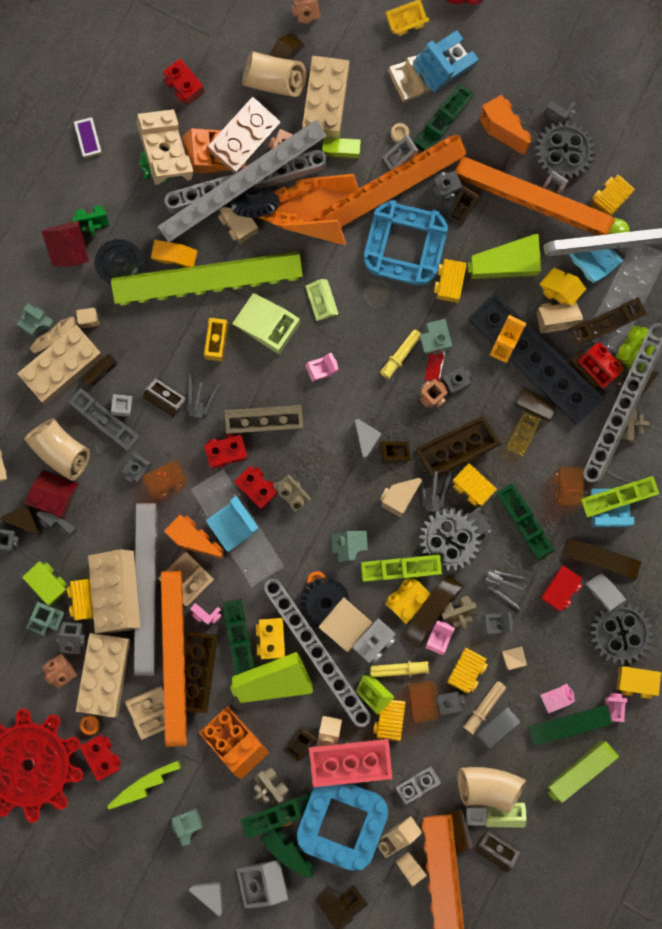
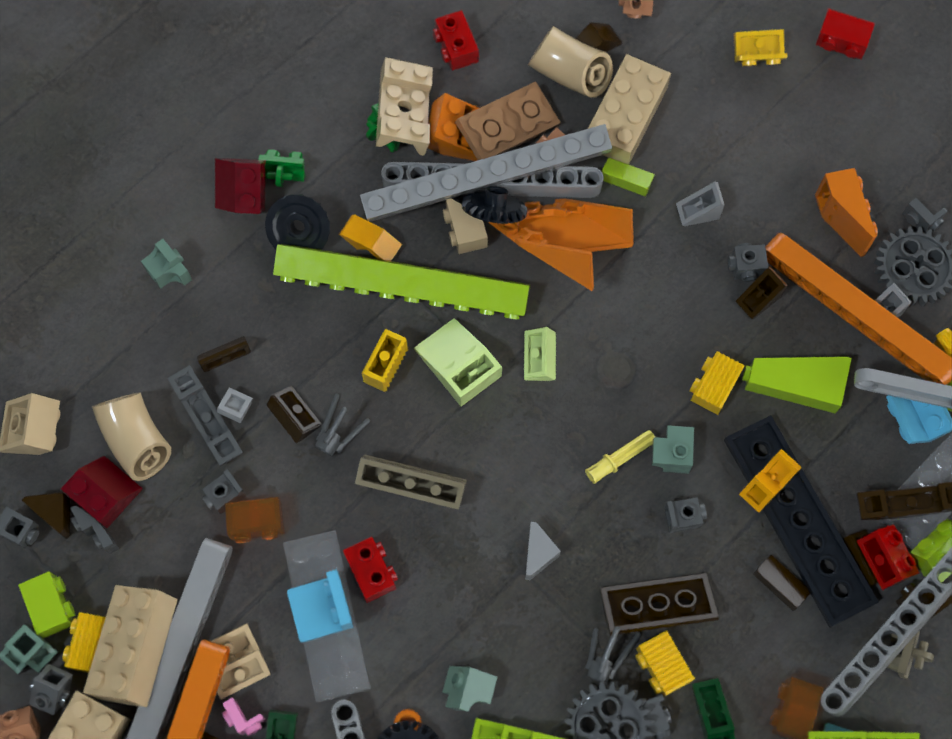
camera: 20 degrees right, 10 degrees down
(53, 335) = (182, 289): tan tile -> none
(60, 365) = (176, 330): tan brick -> none
(87, 318) = (232, 283): tan slope -> none
(88, 138) = (316, 71): dark purple tile -> none
(188, 538) = (252, 599): orange slope -> none
(225, 451) = (347, 508): red brick -> none
(292, 492) = (415, 591): dark tan hips -> none
(322, 367) = (511, 440): bright pink bracket -> none
(394, 181) = (685, 236): orange beam -> none
(394, 452) = (570, 582): dark brown slope -> none
(399, 131) = (706, 177): tan tile -> none
(399, 496) = (558, 643): tan slope -> none
(407, 80) = (745, 120): tan slope -> none
(410, 217) = (687, 286): dark azure plate -> none
(433, 387) = (650, 513): nougat brick -> none
(434, 366) = (660, 488): red sticker -> none
(441, 71) = (784, 111): dark azure brick -> none
(444, 118) = (770, 180): dark green slope -> none
(519, 444) = (742, 627): clear yellow slope -> none
(558, 317) = (847, 474): tan slope -> none
(562, 288) = (864, 437): yellow brick -> none

